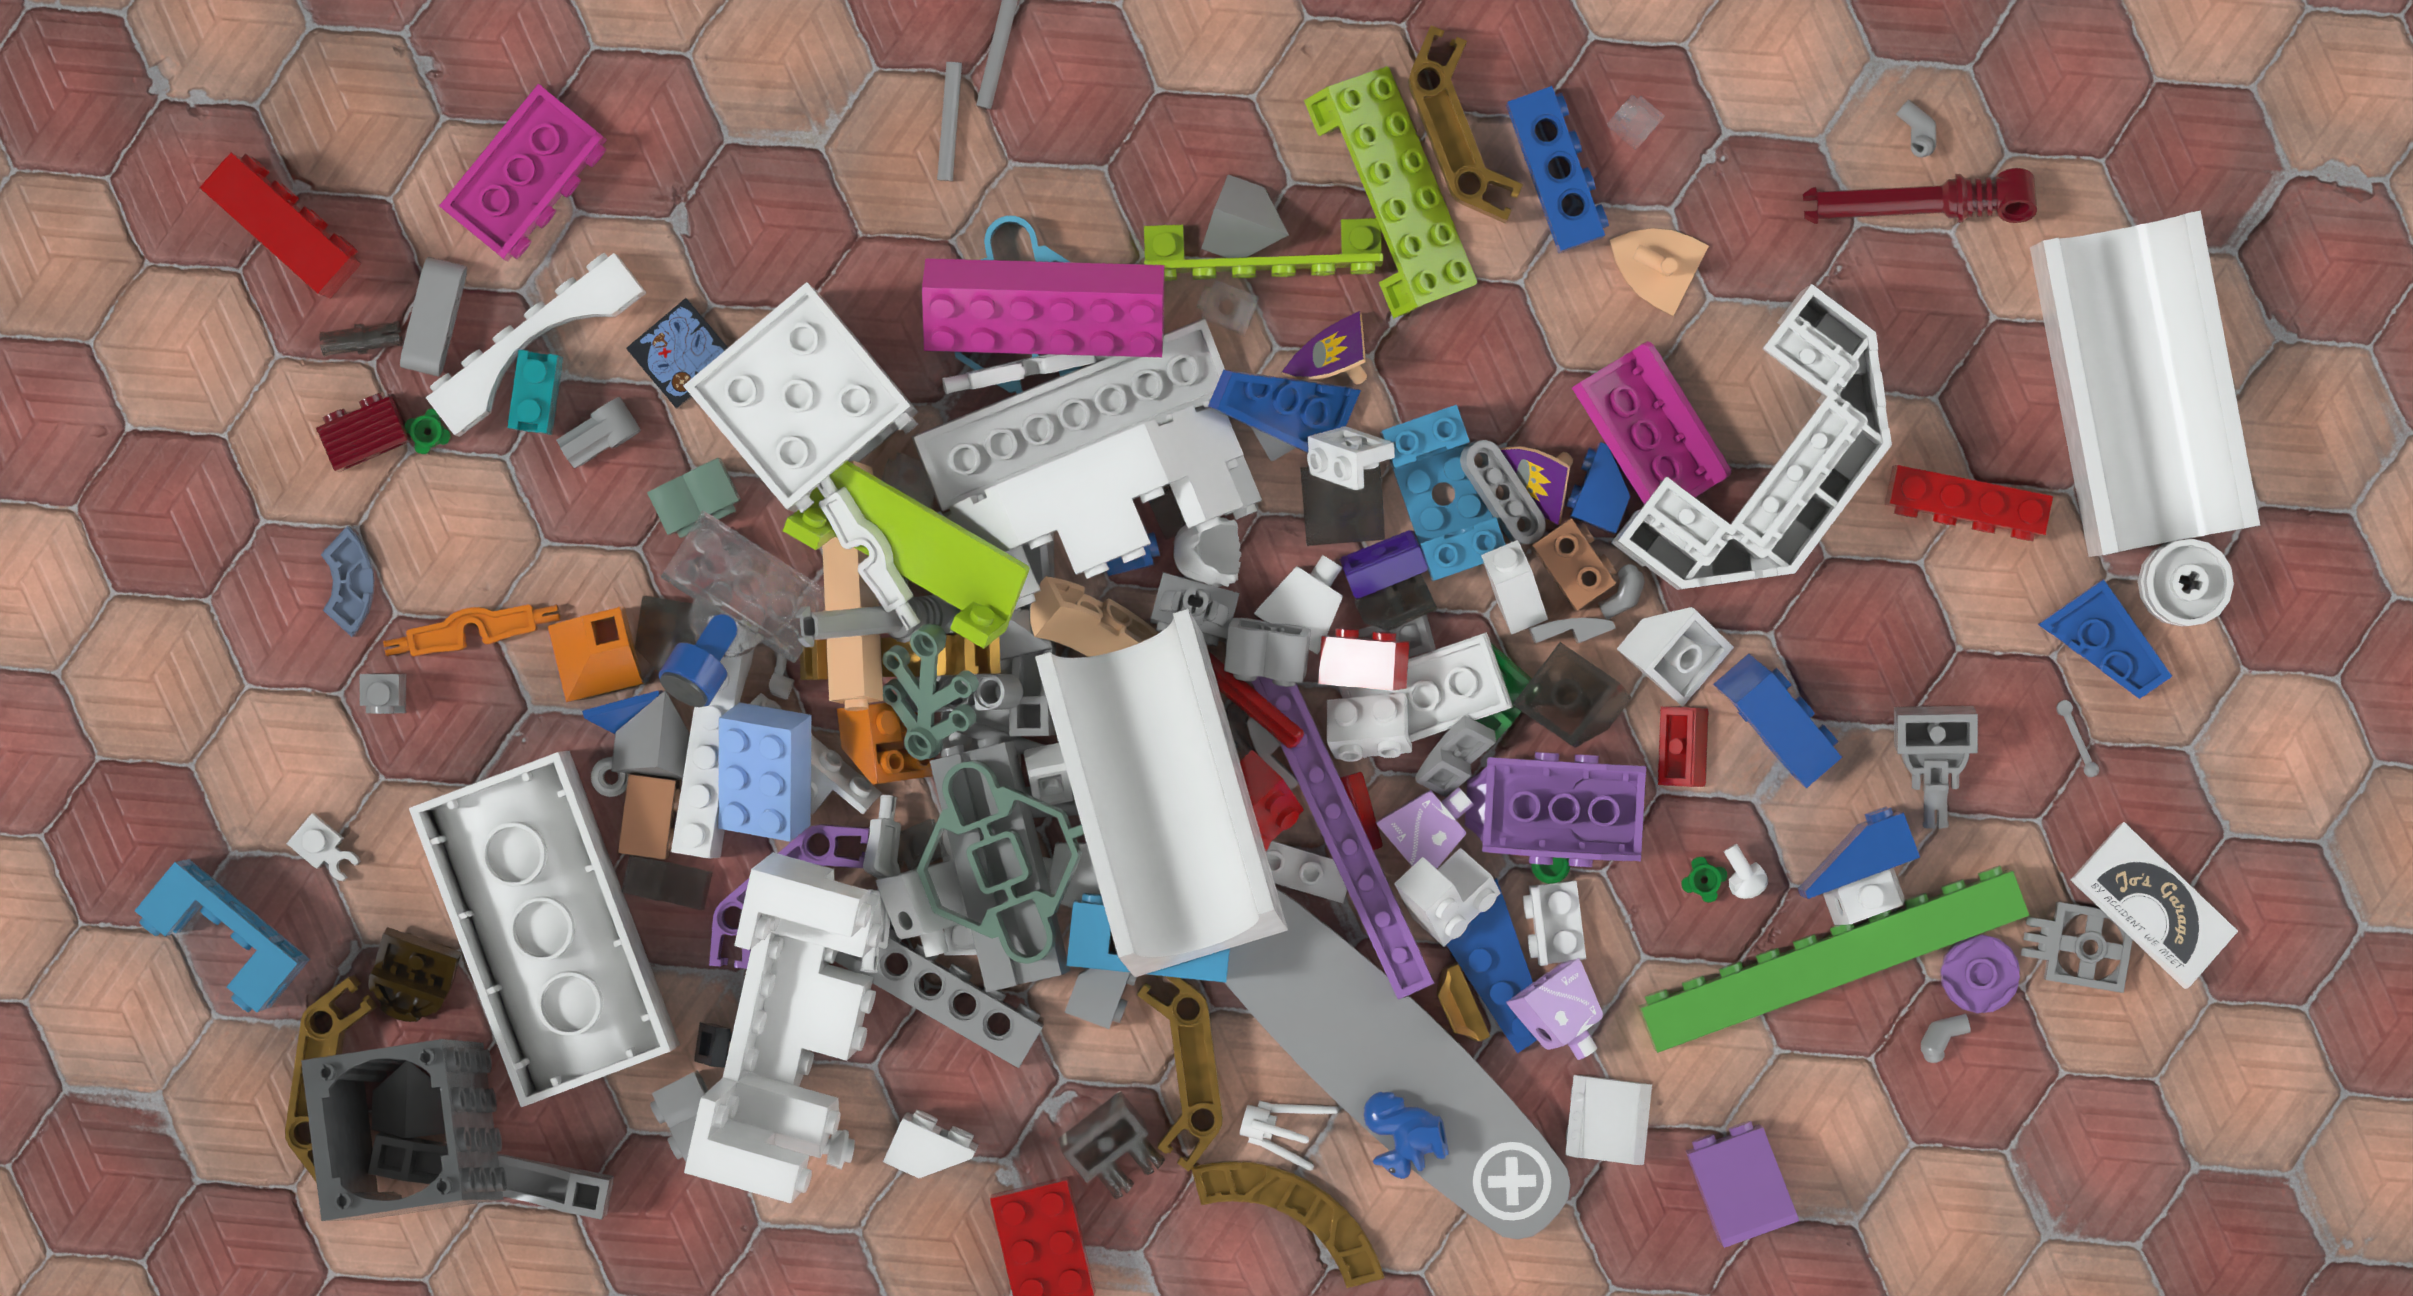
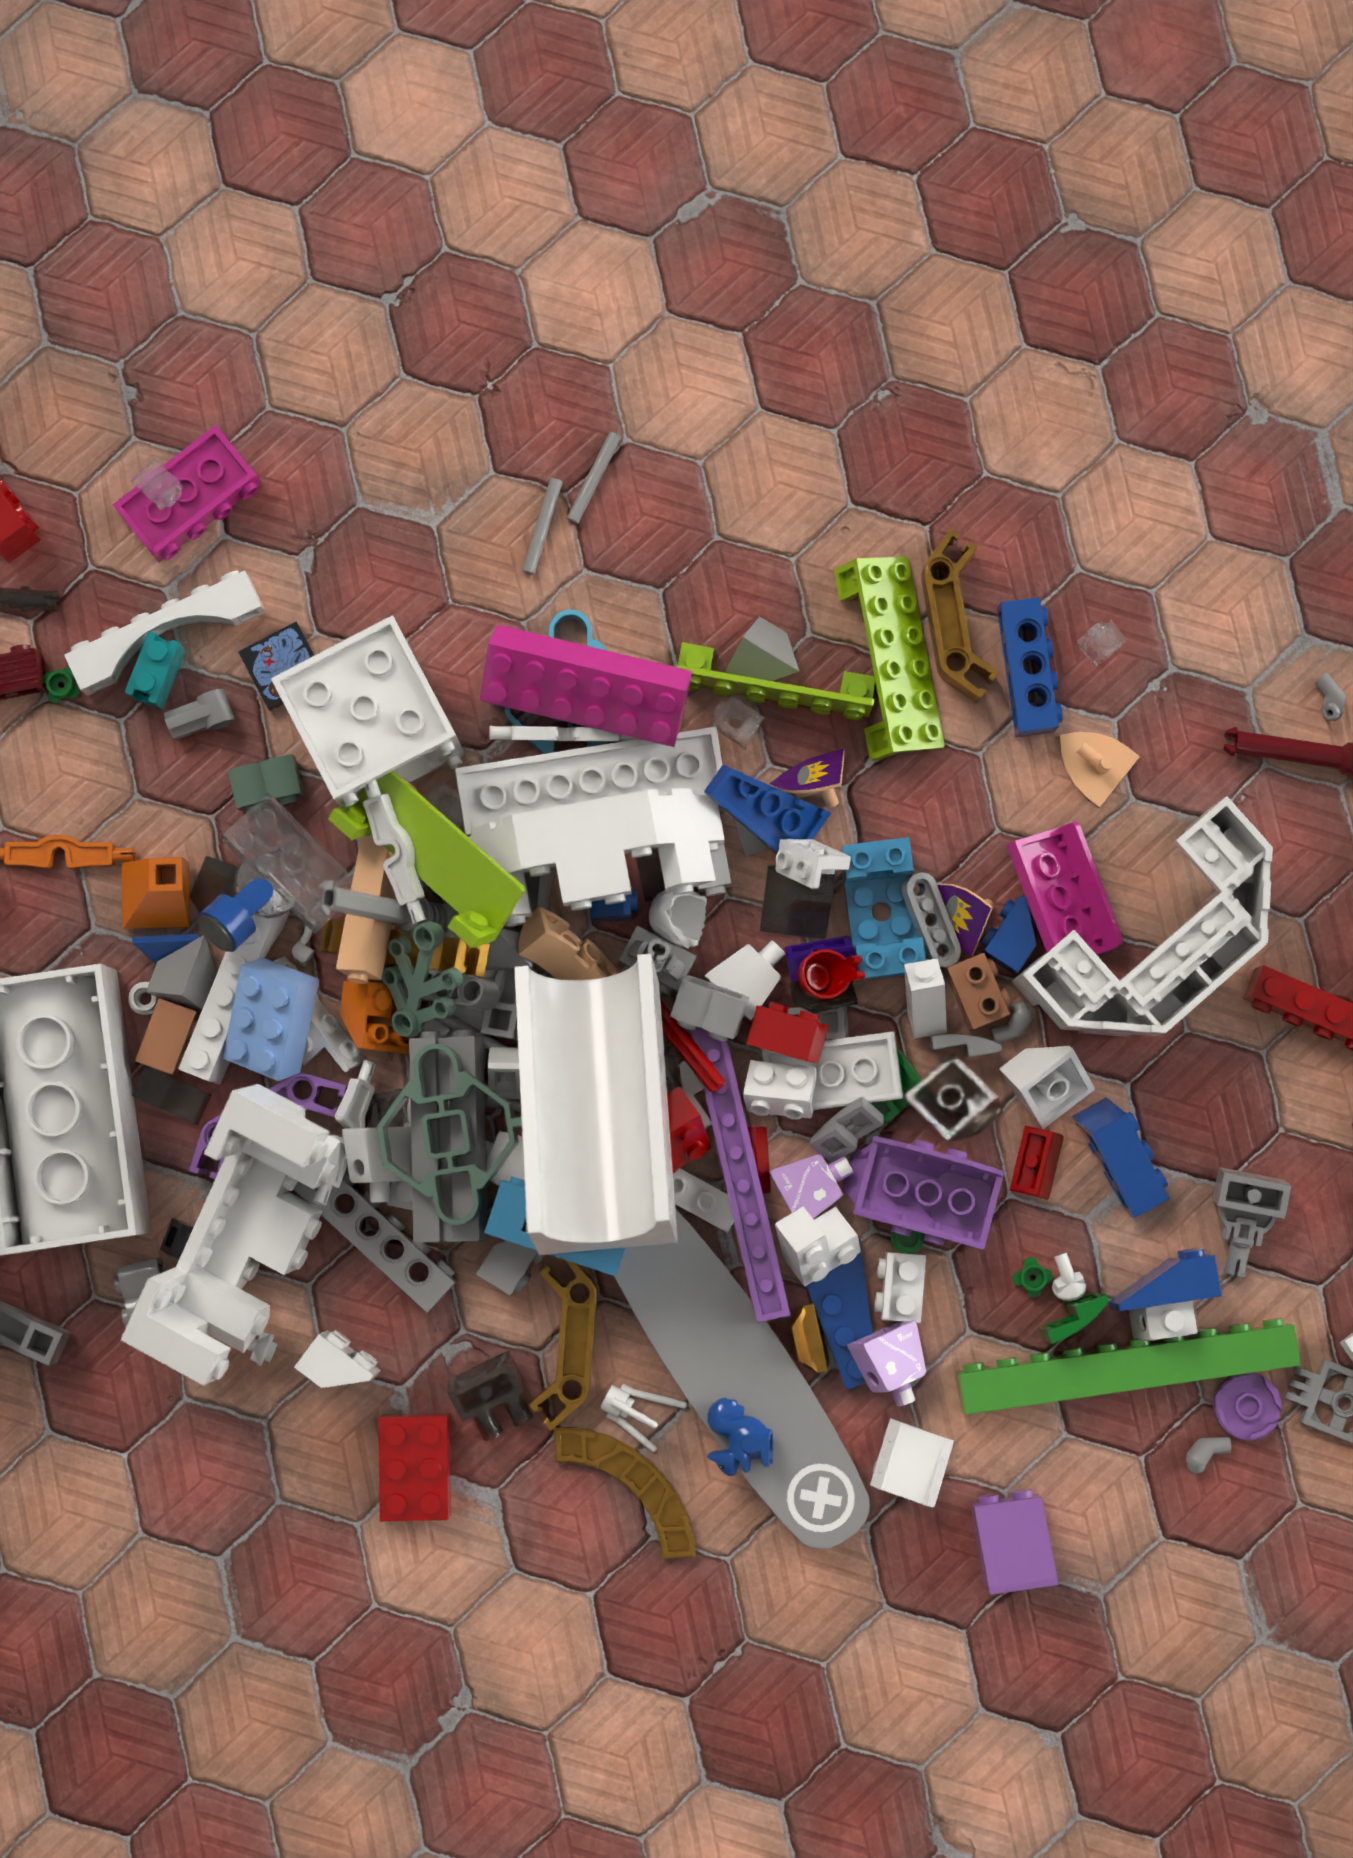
camera: 15 degrees right, 5 degrees down
(433, 316) = (87, 593): light grey beam -> none
(488, 172) = (158, 485): none -> clear bracket
(1396, 583) = (828, 973): none -> red piece
(1767, 908) = (1080, 1314): none -> green slope

